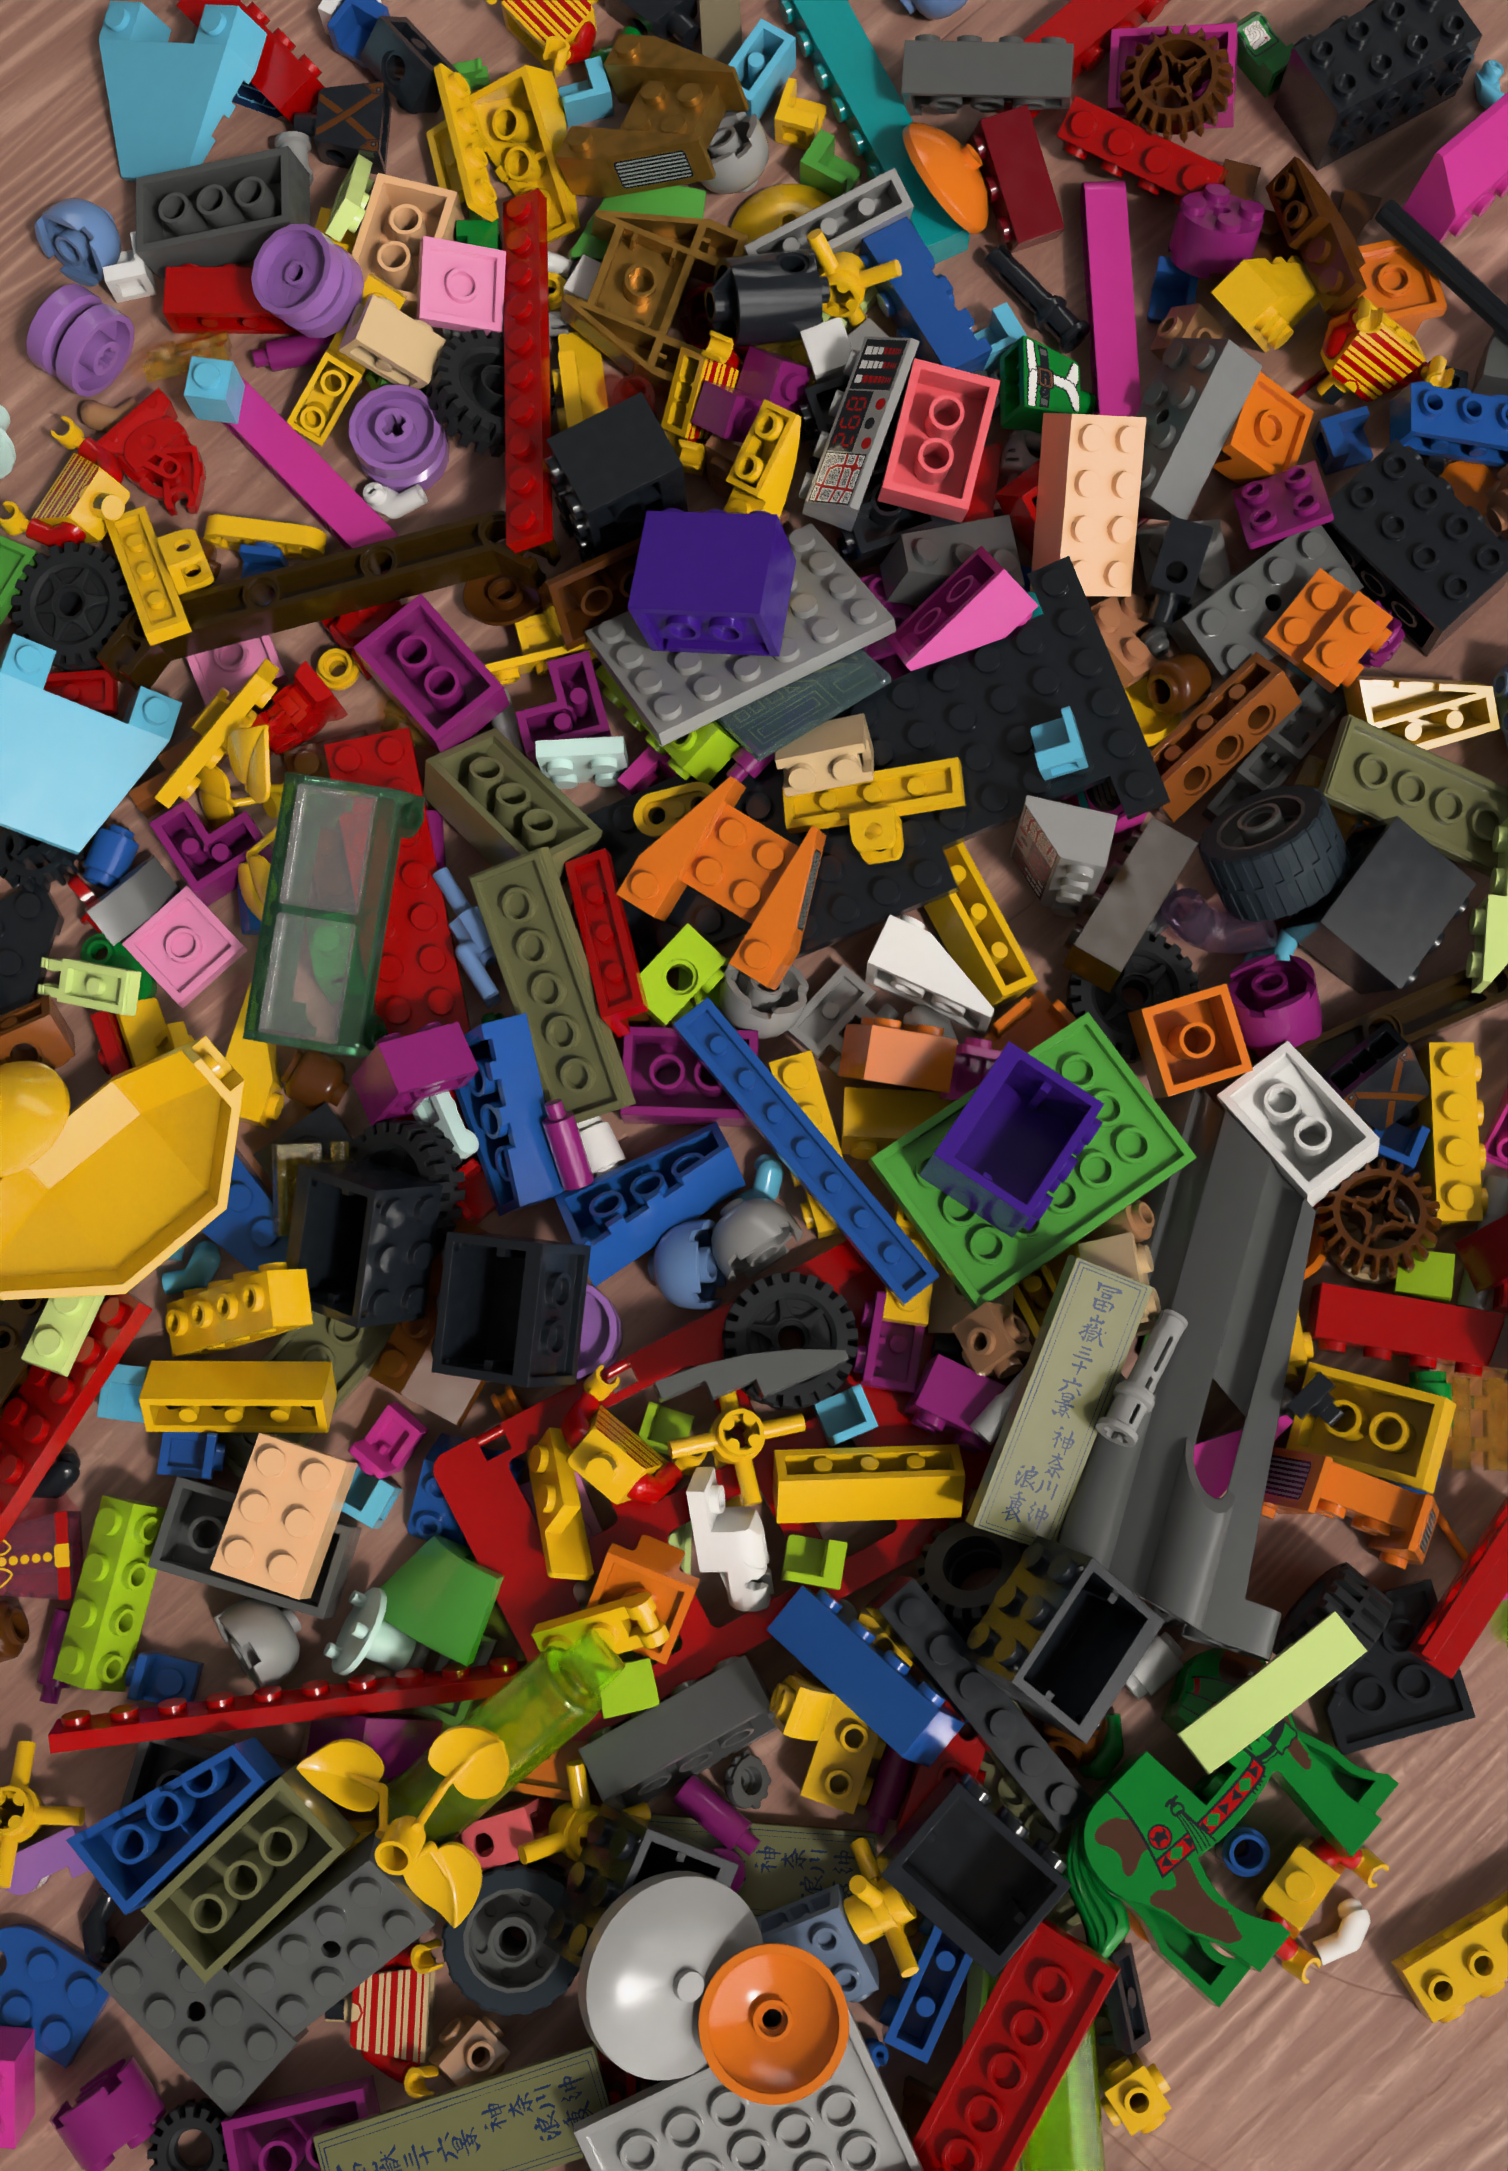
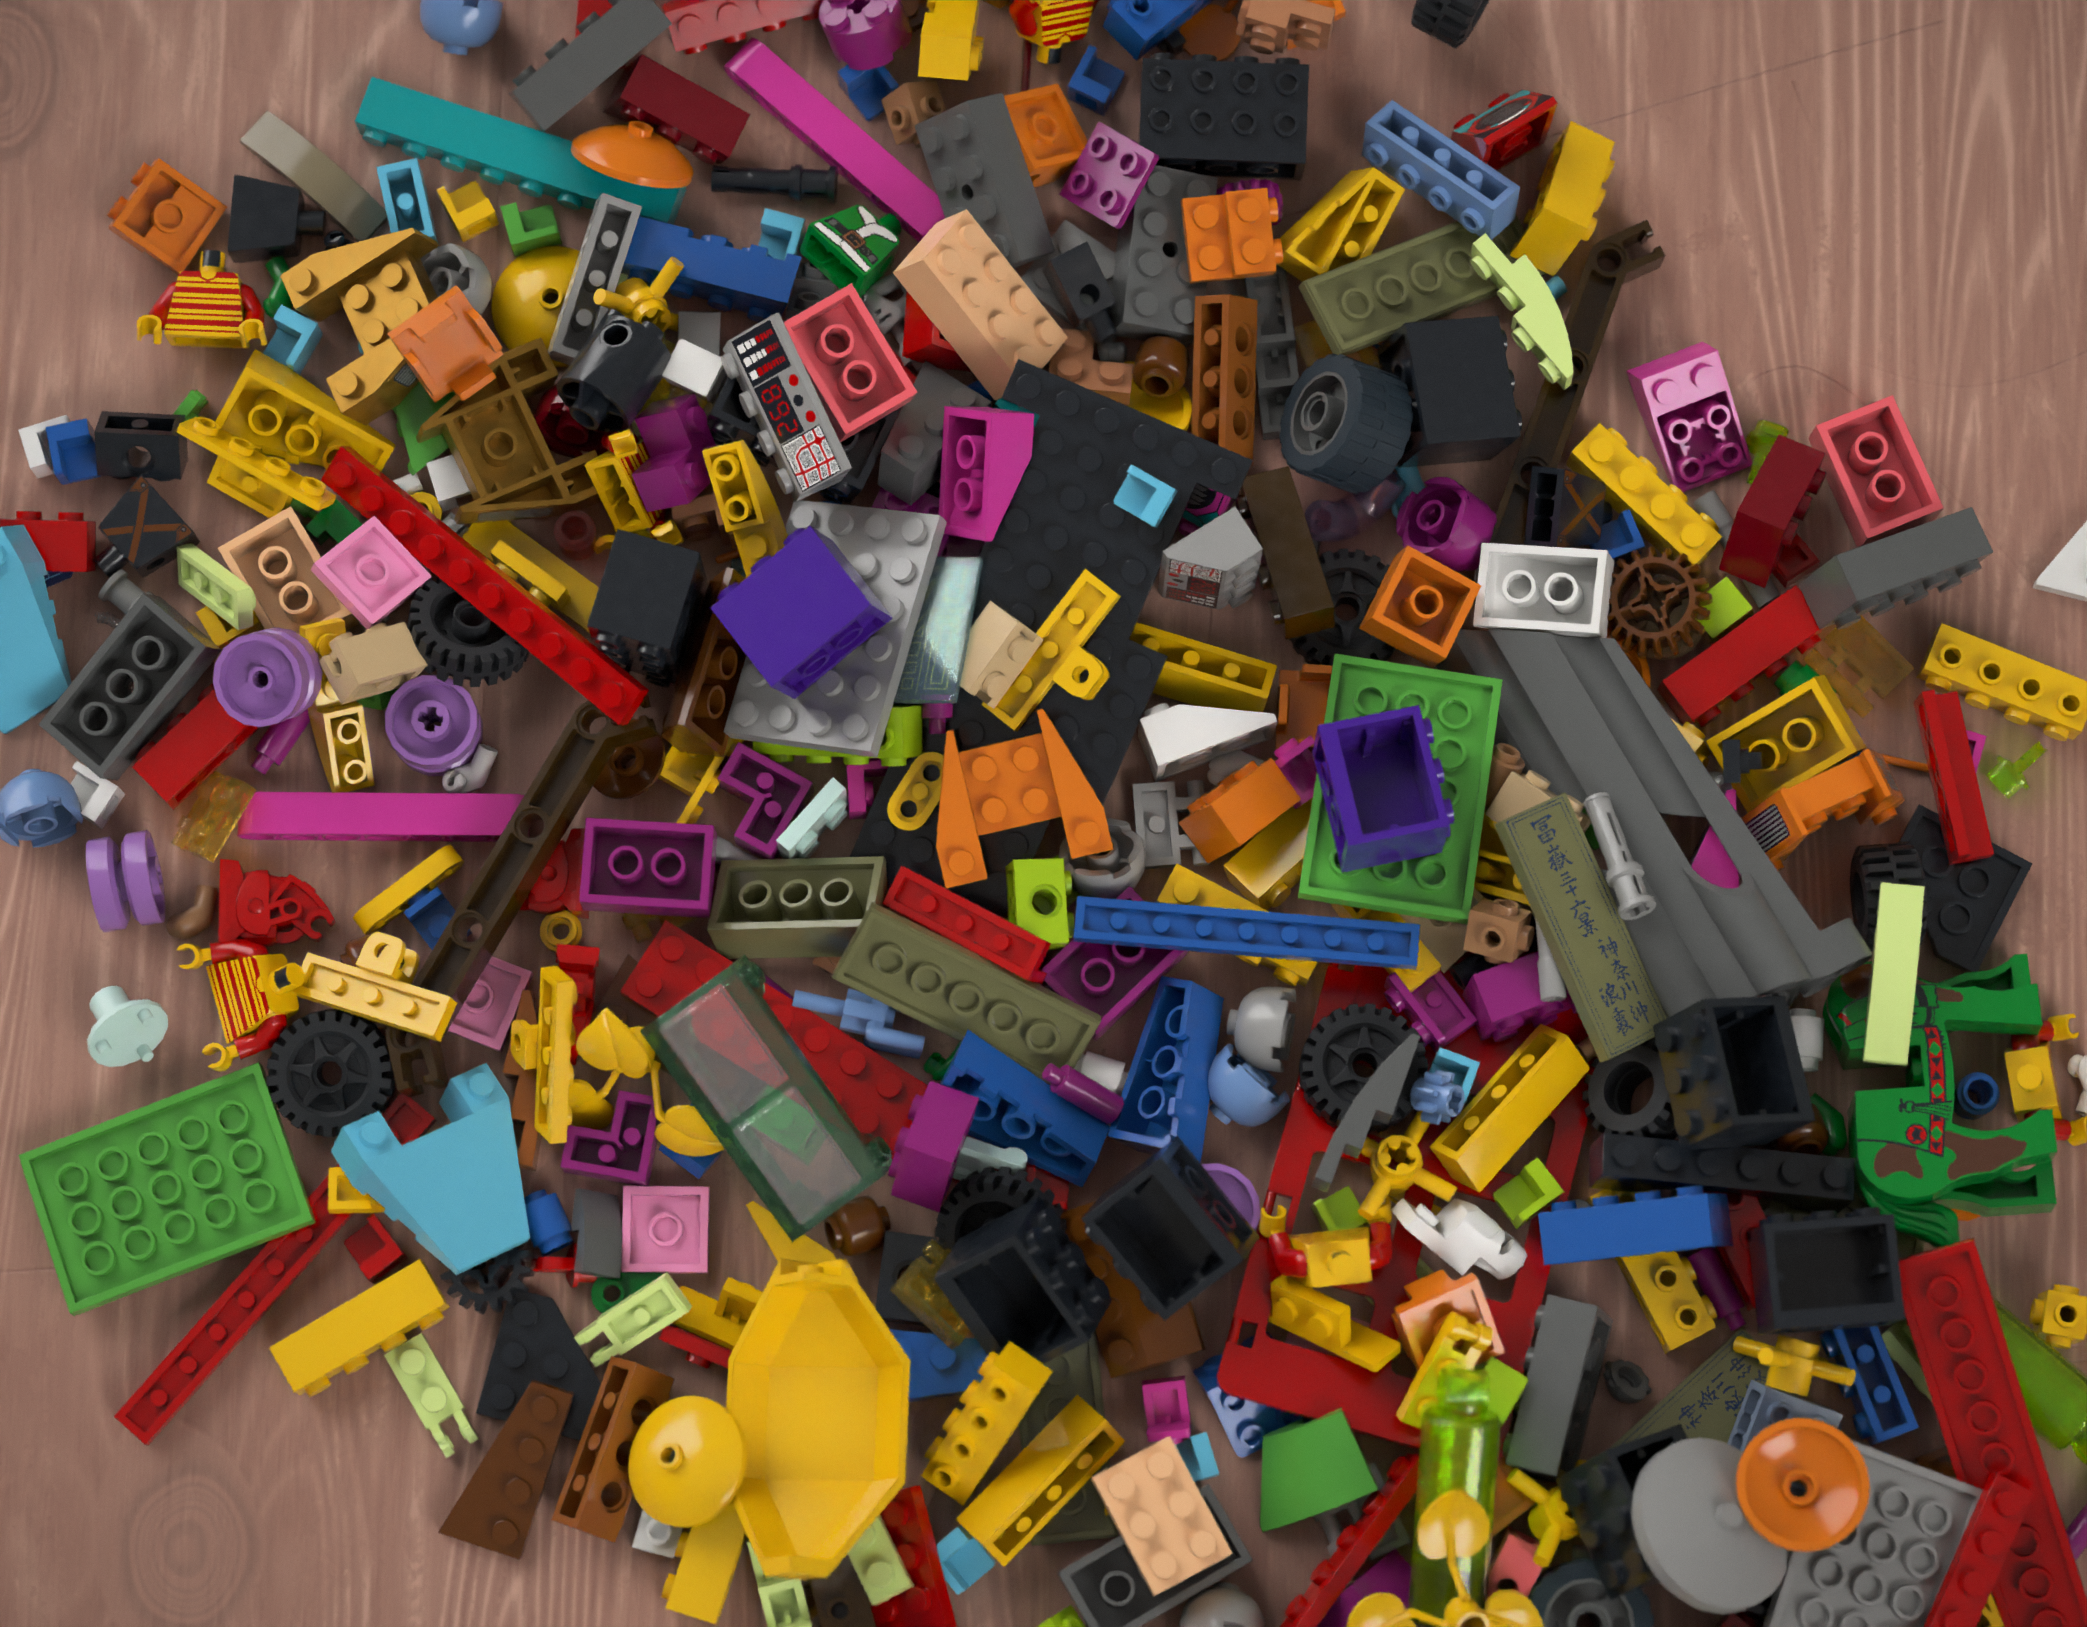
camera: 55 degrees left, 0 degrees up
(191, 1454) = (1047, 1552): blue bracket -> none
(198, 1271) = (917, 1437): medium azure arm -> none
(214, 390) = (272, 820): medium azure brick -> none
(369, 1636) = (1288, 1544): light aqua piece -> none
(508, 1403) = (1219, 1304): orange bush -> none
(670, 169) = (448, 346): none -> orange panel
(716, 1815) = (1631, 1421): magenta cylinder -> none
(767, 1179) = (1233, 982): medium azure arm -> none
(801, 1706) = (1615, 1286): yellow slope -> none
(817, 1418) = (1437, 1097): none -> medium blue gear
(1125, 2006) = (2004, 1271): black plate -> none

